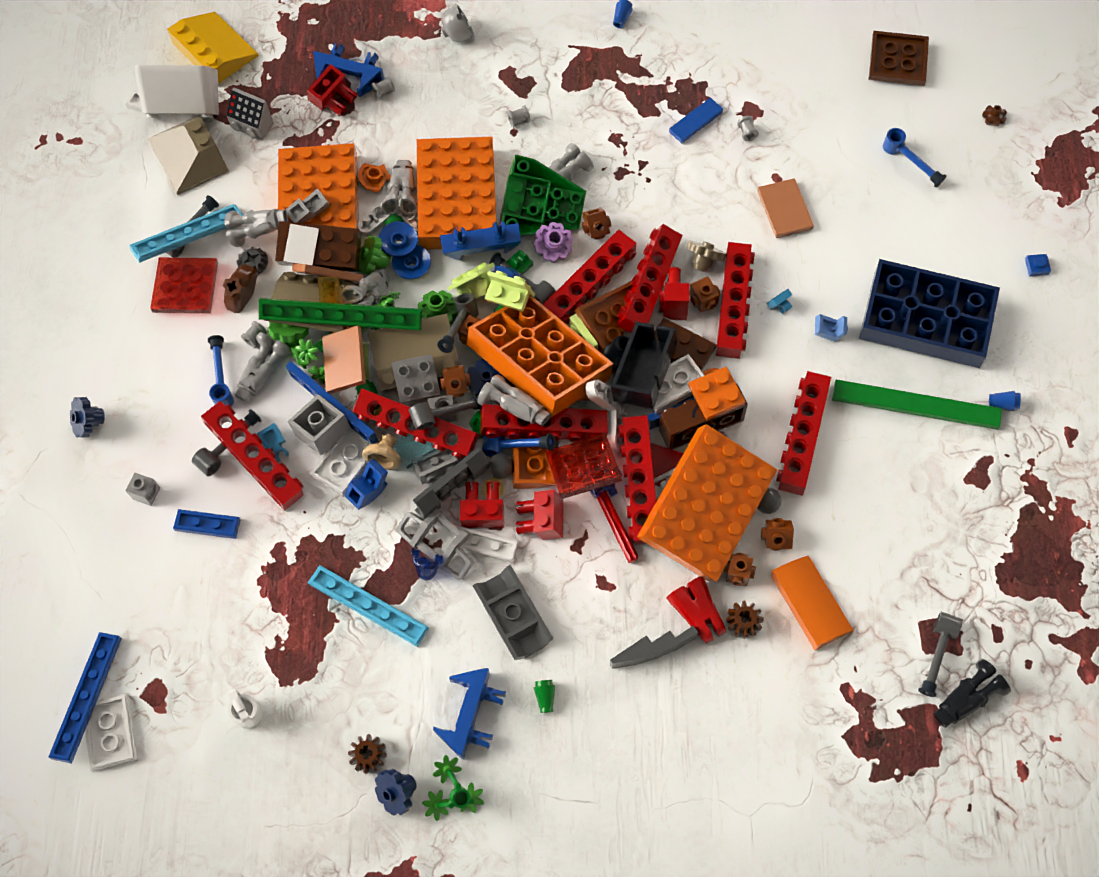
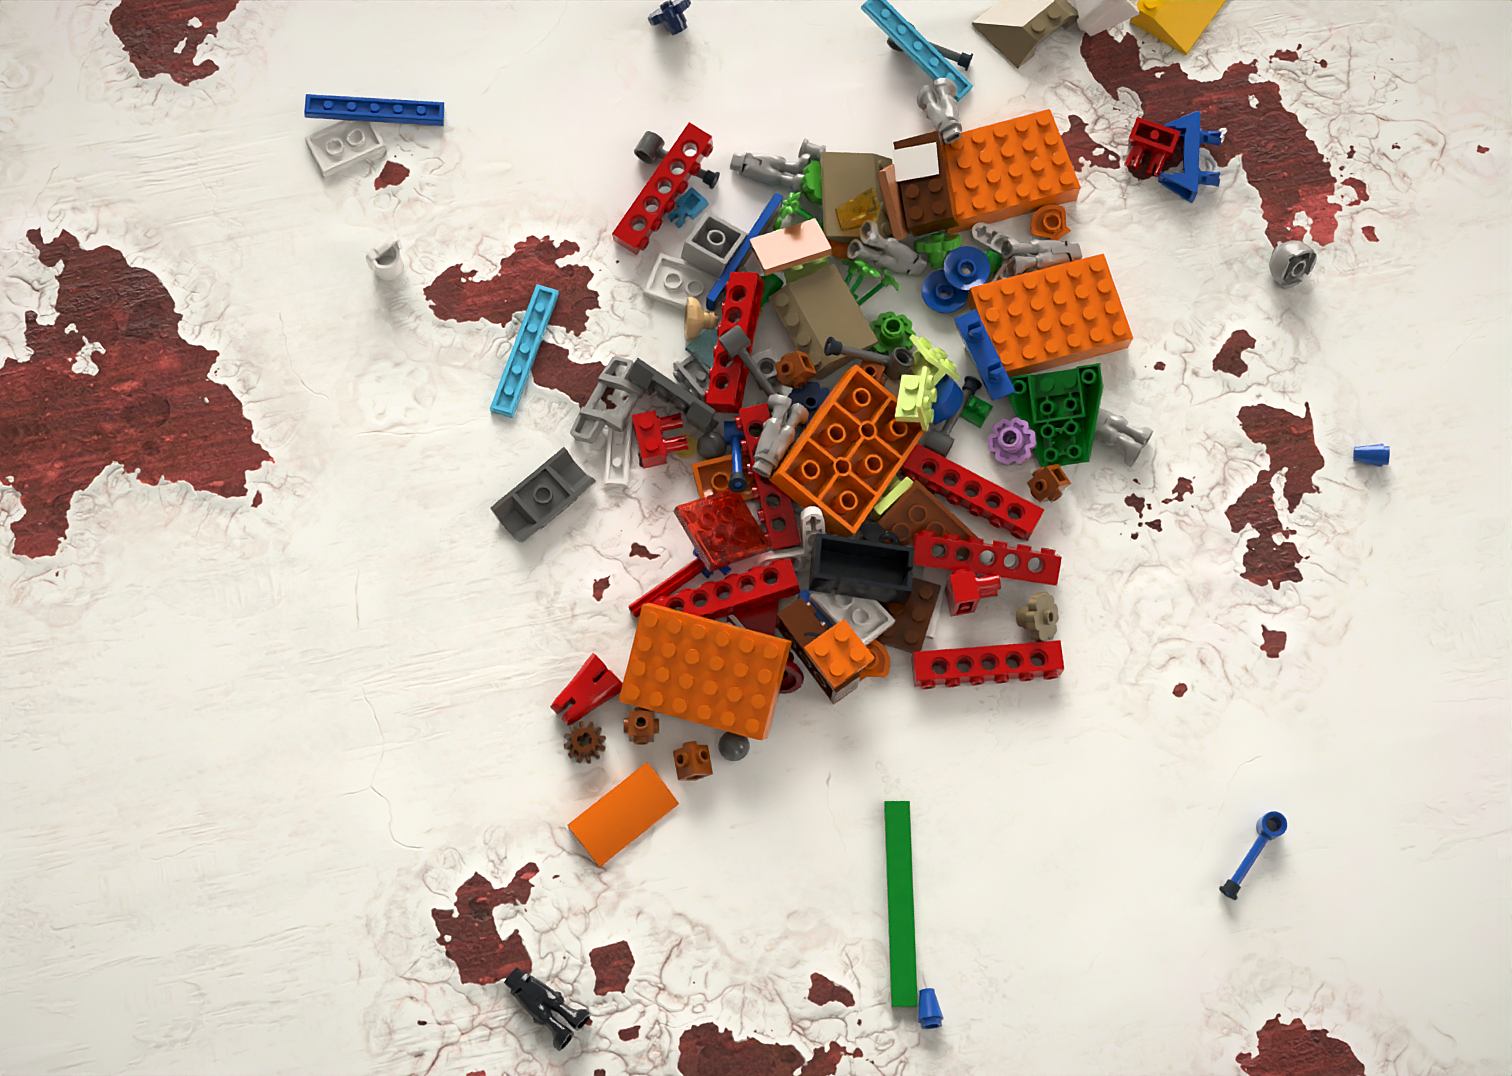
camera: 70 degrees right, 5 degrees up
(142, 489) = (603, 95): light grey brick -> none
(184, 285) = (855, 64): clear red plate -> none
(206, 524) = (582, 169): blue tile -> none
(219, 388) = (733, 133): blue piece -> none
(239, 288) = (864, 120): reddish brown piece -> none
(249, 114) = (1089, 66): slope -> none
(259, 255) = (894, 124): dark grey gear -> none
(311, 206) = (976, 161): light grey slope -> none
(340, 314) = (841, 228): green tile -> none
(368, 486) = (654, 314): blue brick -> none
(369, 744) = (356, 388): reddish brown gear -> none
(383, 87) = (1176, 201): light grey bush -> none
(395, 791) = (331, 424): dark blue plant -> none
(415, 378) = (788, 327): light grey bracket -> none
(426, 568) = (576, 396): clear blue piece -> none
(458, 796) = (327, 480): bright green plant -> none
(477, 691) = (423, 476): blue hose -> none
(518, 116) = (1179, 364): light grey bush -> none
(545, 693) = (462, 548): green cone -> none
(547, 515) = (657, 506): red brick -> none
(645, 650) = (529, 643): dark grey slope -> none
(696, 120) = (1236, 576): blue tile -> none
(704, 294) = (982, 627): dark orange brick -> none
(747, 127) = (1239, 640): light grey bush -> none
(780, 301) = (999, 718): dark azure tile -> none
(785, 208) = (1136, 705): nougat tile -> none
(796, 481) = (893, 784): red brick -> none
(830, 328) = (977, 783): medium blue bracket -> none
(898, 58) = (1408, 815): reddish brown plate -> none
(930, 313) = (1024, 899): dark blue brick -> none
(947, 627) = (620, 970): dark grey piece -> none
(994, 115) = (1354, 954): reddish brown plant -> none
(1037, 265) = (1136, 1034): blue plate -> none

